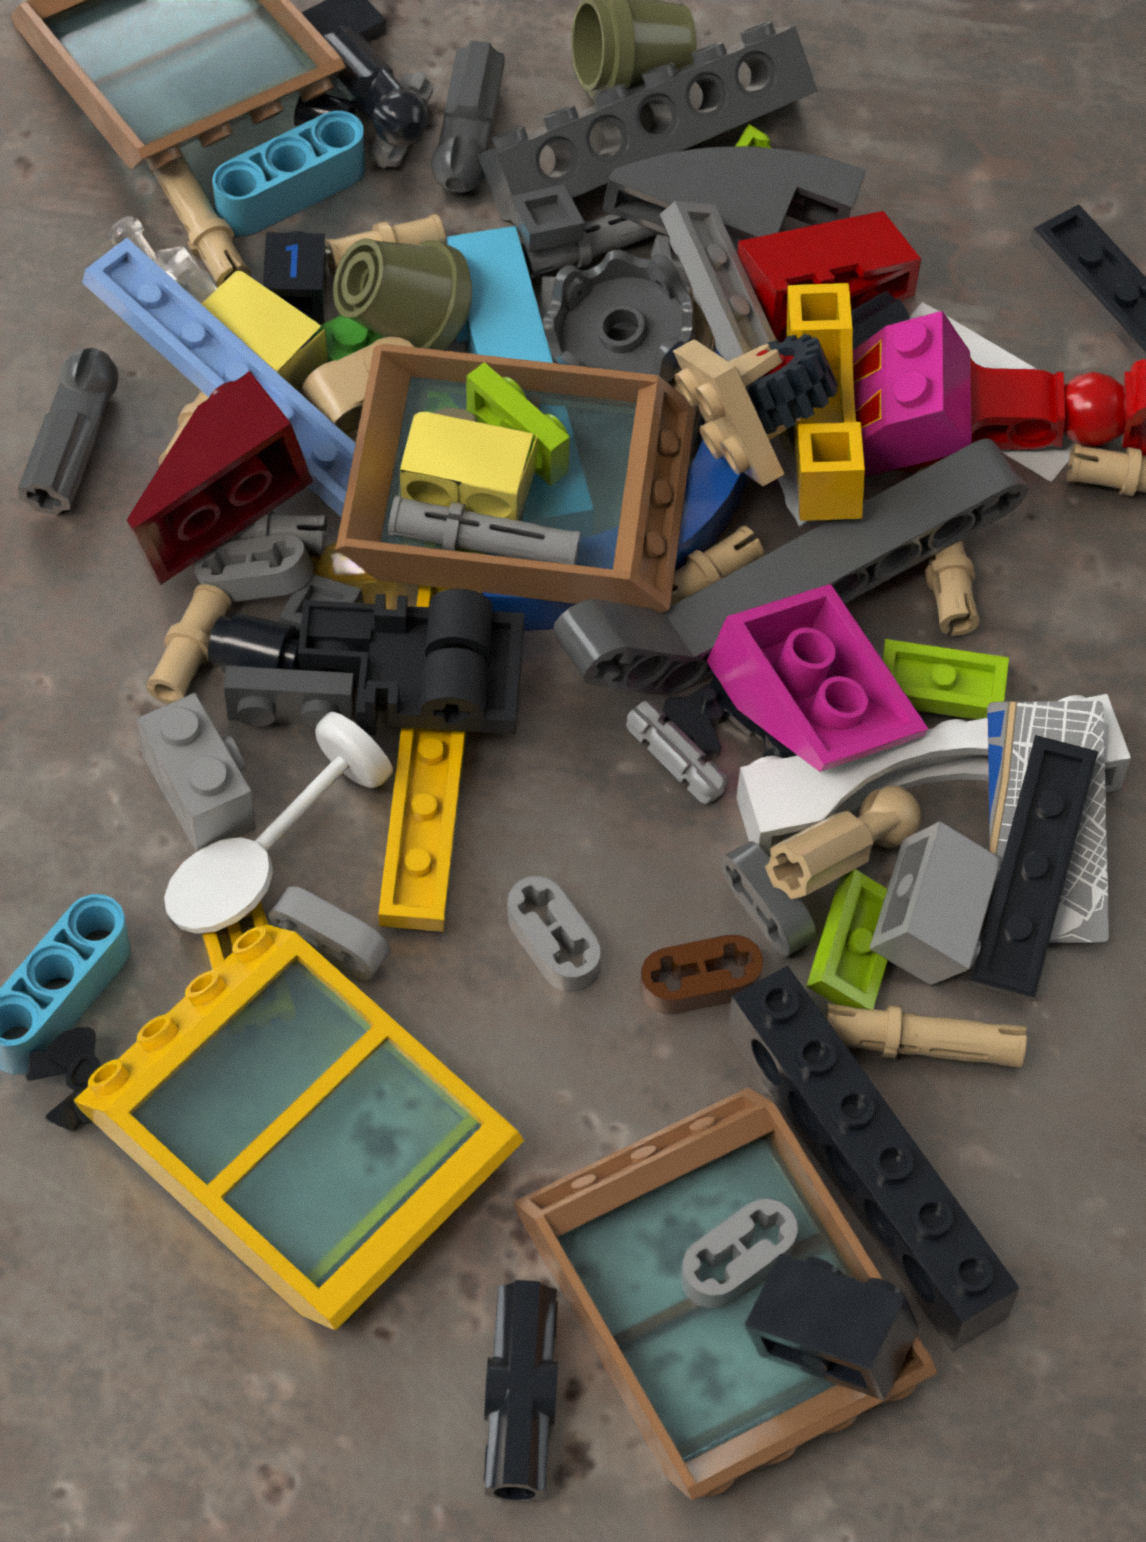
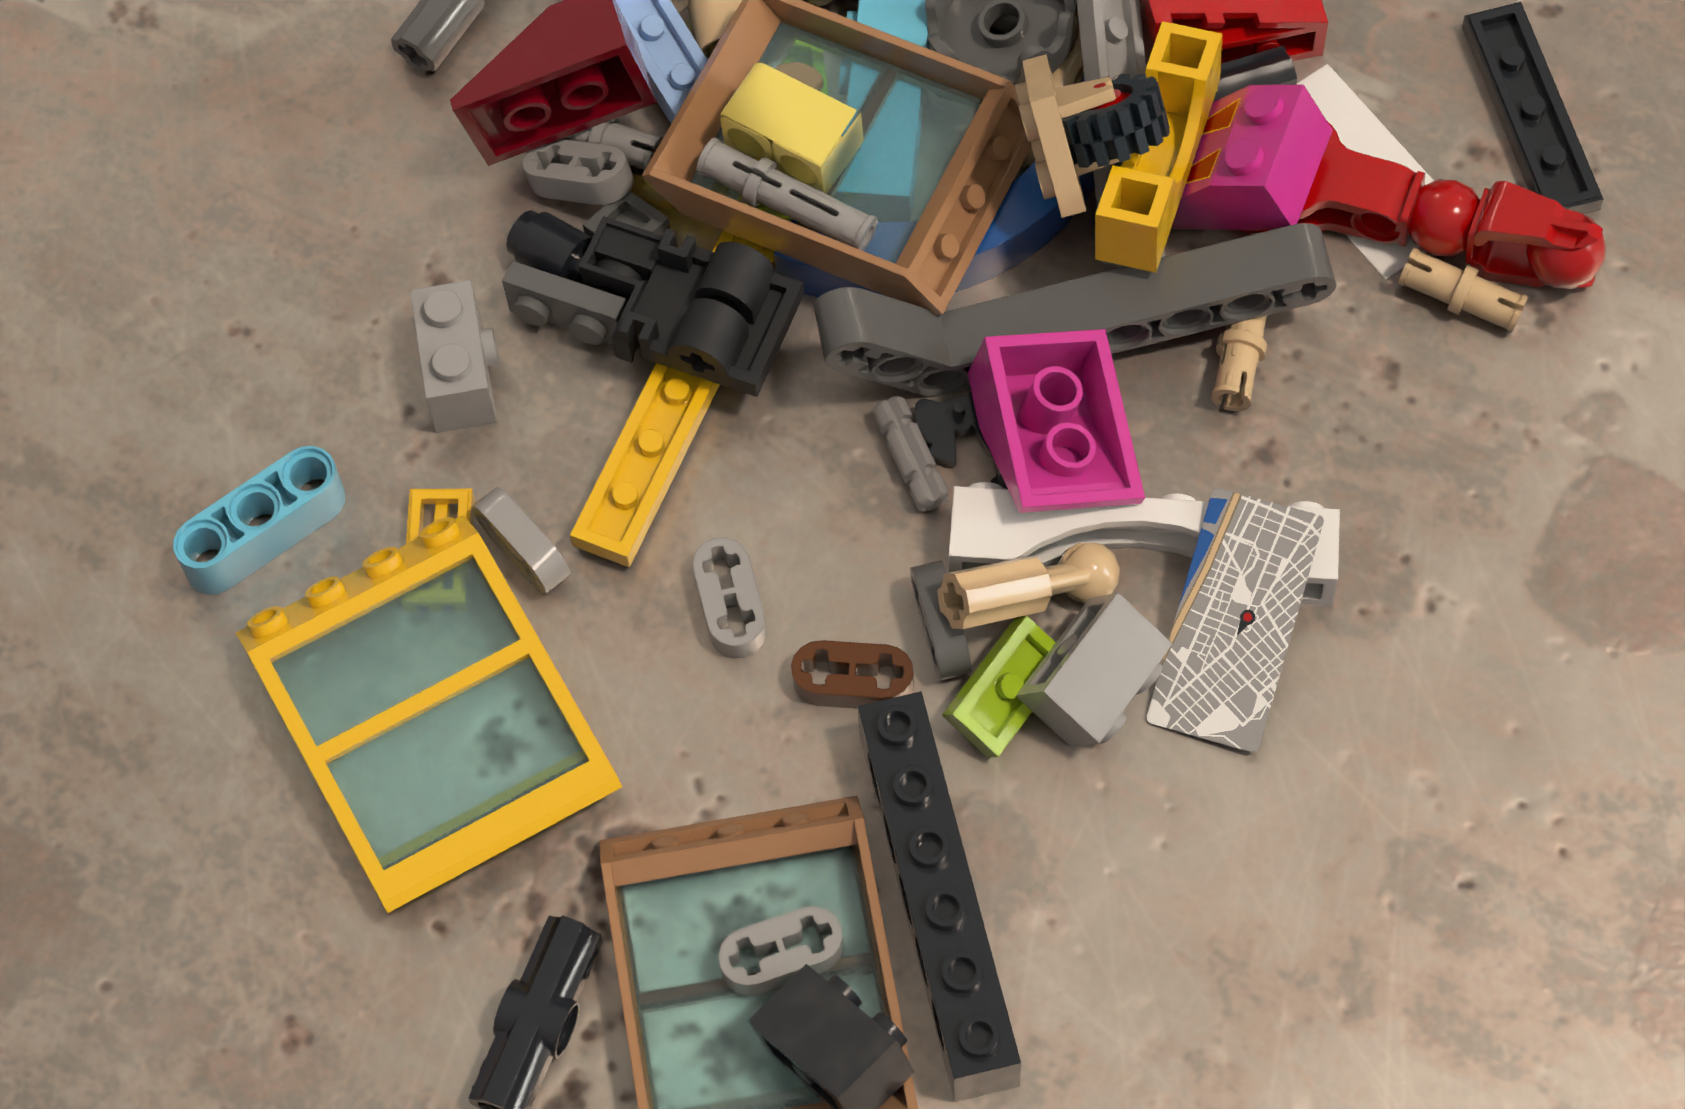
camera: 25 degrees right, 5 degrees up
(75, 1057) = (248, 590): black piece -> none
(188, 644) = (492, 229): tan pin -> none
(234, 874) = (454, 457): white piece -> none
(504, 404) = (850, 80): lime plate -> none
(714, 564) = (1009, 279): tan pin -> none
(938, 1037) = (1029, 790): tan pin -> none
(947, 678) = (1192, 450): lime plate -> none
(1034, 868) = (1203, 661): black tile -> none

